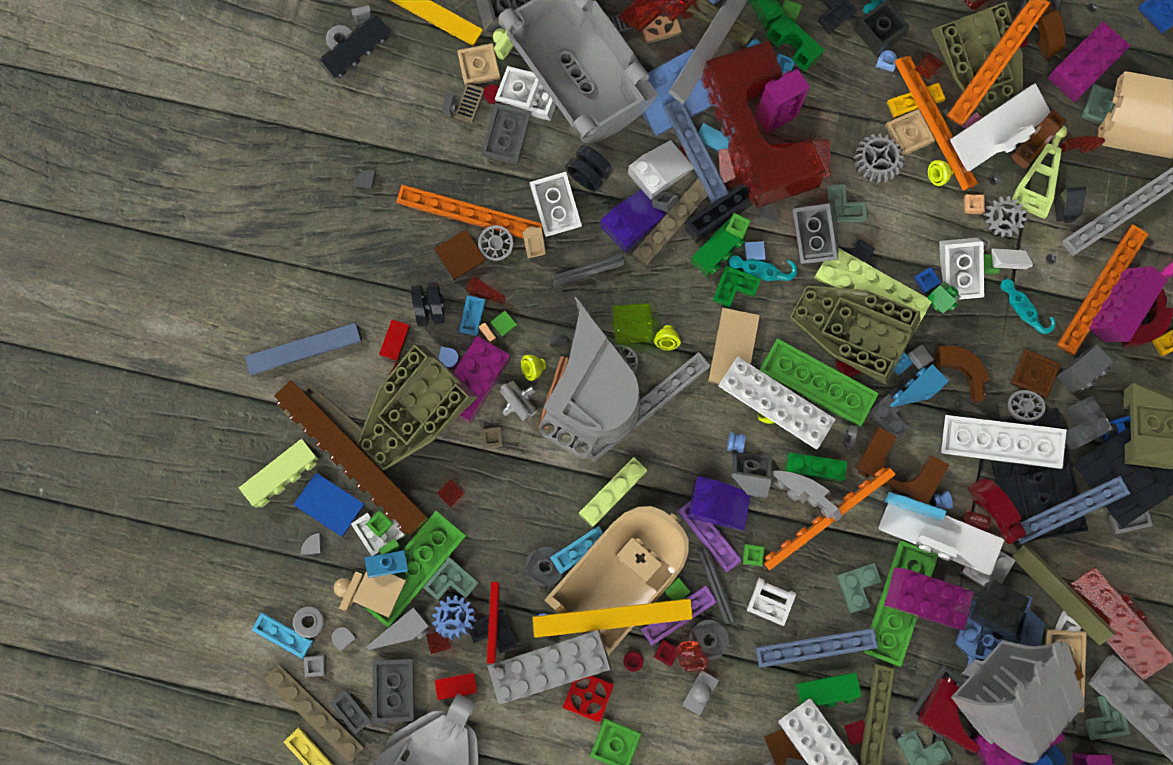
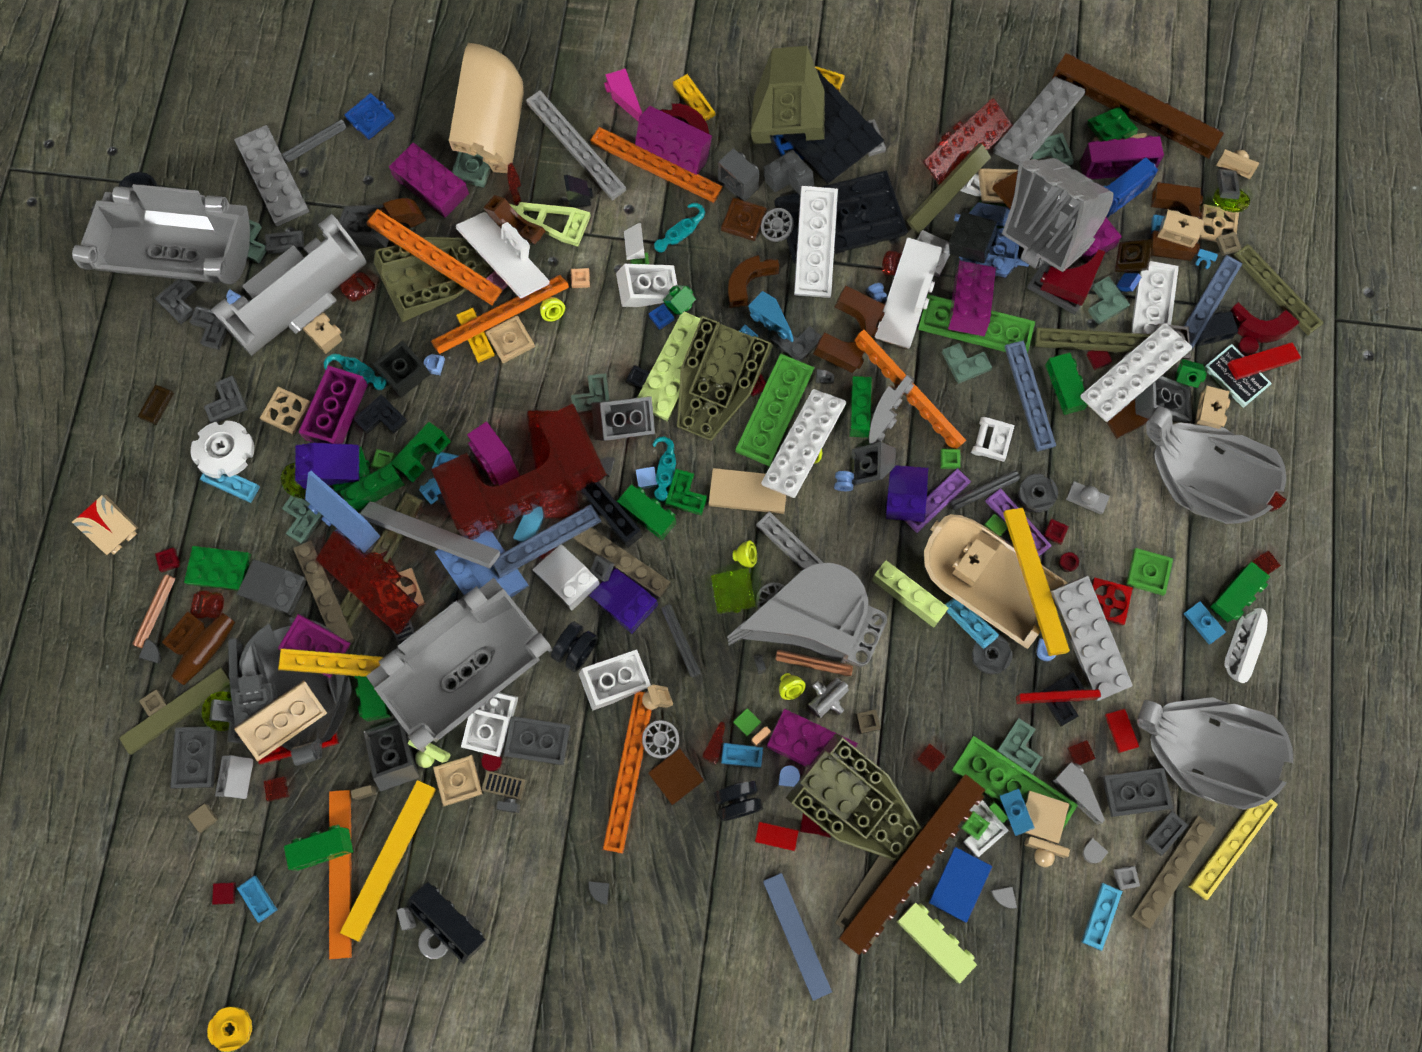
camera: 90 degrees left, 5 degrees down
(299, 617) = (1095, 890): light grey piece -> none
(446, 623) = (1046, 728): medium blue gear -> none
(691, 652) = (1057, 506): clear red piece -> none
(738, 225) = (625, 492): bright green tile -> none
(892, 168) = (531, 356): light grey gear -> none
(915, 506) = (886, 314): medium azure tile -> none
(920, 357) = (739, 318): light grey tile -> none
(929, 66) = (440, 322): clear red slope -> none
(1000, 507) = (877, 242): dark red arch -> none
(1010, 222) = (593, 241): light grey gear -> none
(1073, 509) = (873, 183): sand blue tile -> none

